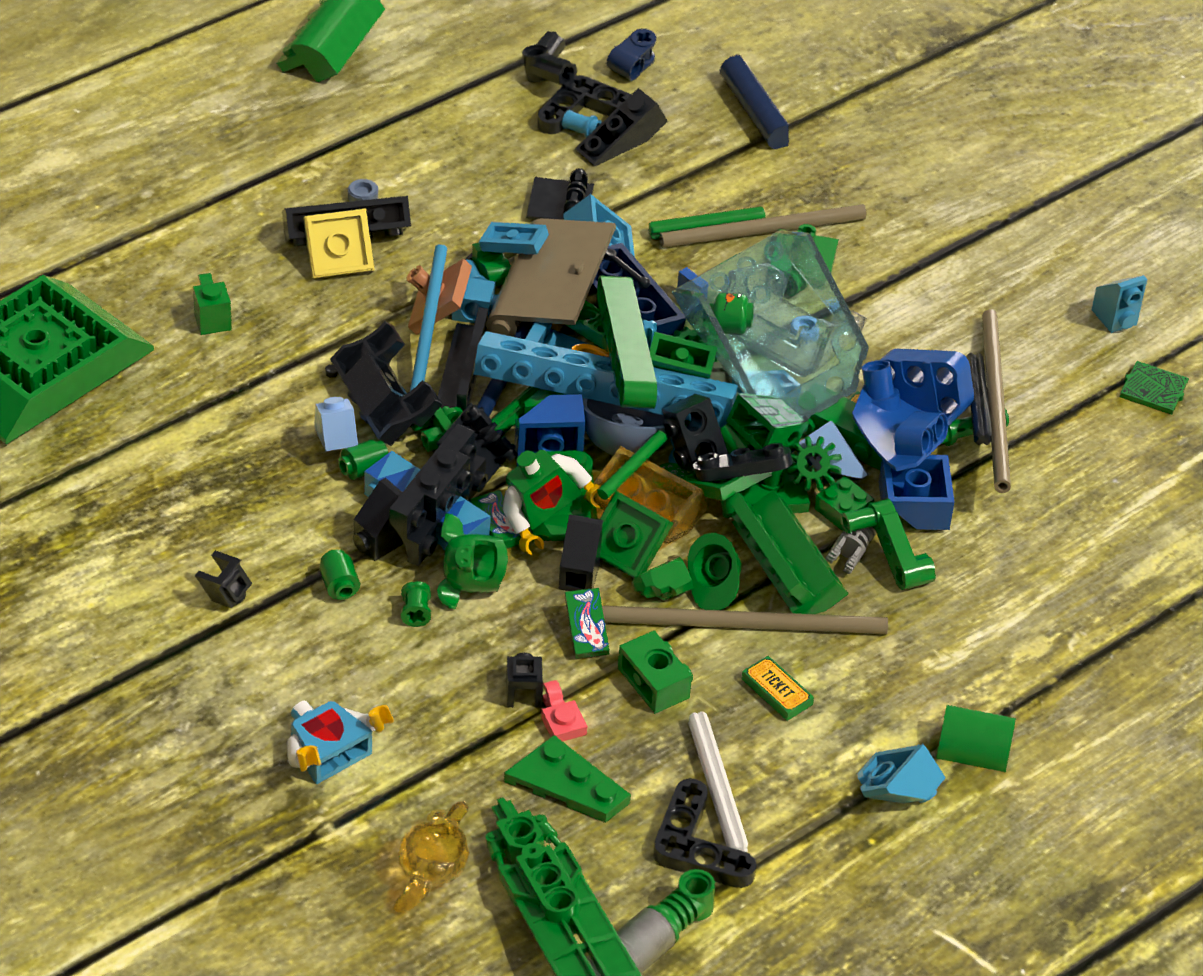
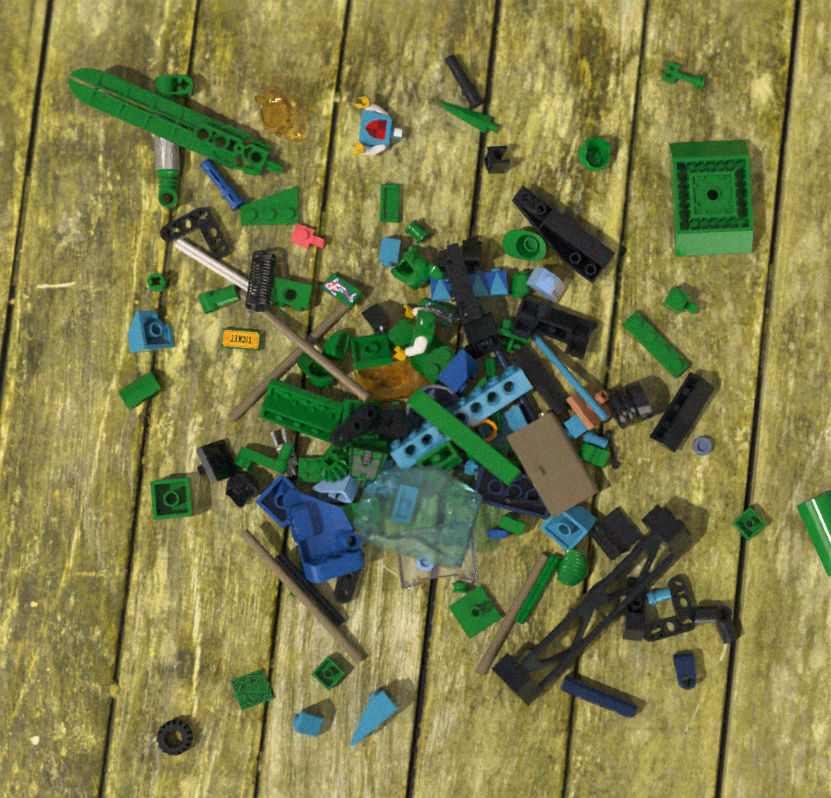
camera: 140 degrees right, 40 degrees up
(104, 494) = (594, 153): none -> green hair
(153, 685) = (468, 88): none -> black pin
(189, 655) = (475, 119): none -> green bar
(253, 445) = (564, 237): none -> black wedge
(288, 302) = (655, 344): none -> green plate
(304, 479) = (524, 245): none -> green piece
(338, 243) = (667, 392): light yellow tile -> none
(339, 574) = (461, 213): green brick -> none
(390, 256) = (628, 405): none -> black wheel
(406, 101) = (748, 523): none -> green piece
(410, 664) = (389, 203): none -> green tile
(476, 611) = (389, 252): none -> dark azure brick
(513, 238) = (588, 464): dark azure plate -> none
(524, 672) = (336, 237): black window -> none
(603, 841) = (227, 191): none -> blue pin
(631, 465) = (397, 377): green bar -> none
(648, 201) = (572, 568): none -> green hair
(667, 273) = (513, 526): none -> green piece
(706, 602) = (310, 350): none -> dark tan piece
(715, 674) = (262, 279): none -> black piece
(733, 312) = (445, 509): green head -> none
(767, 749) = (213, 300): none -> green piece
(821, 819) = (157, 276): none -> green bush
(823, 147) = (662, 530): none -> black piece
(952, 541) = (241, 488): none -> black cap
(958, 584) = (216, 461): none -> black tile
(1037, 248) = (376, 711): none -> dark azure slope
(1042, 328) = (328, 673): none -> green piece
(1058, 597) = (172, 498): none -> green brick

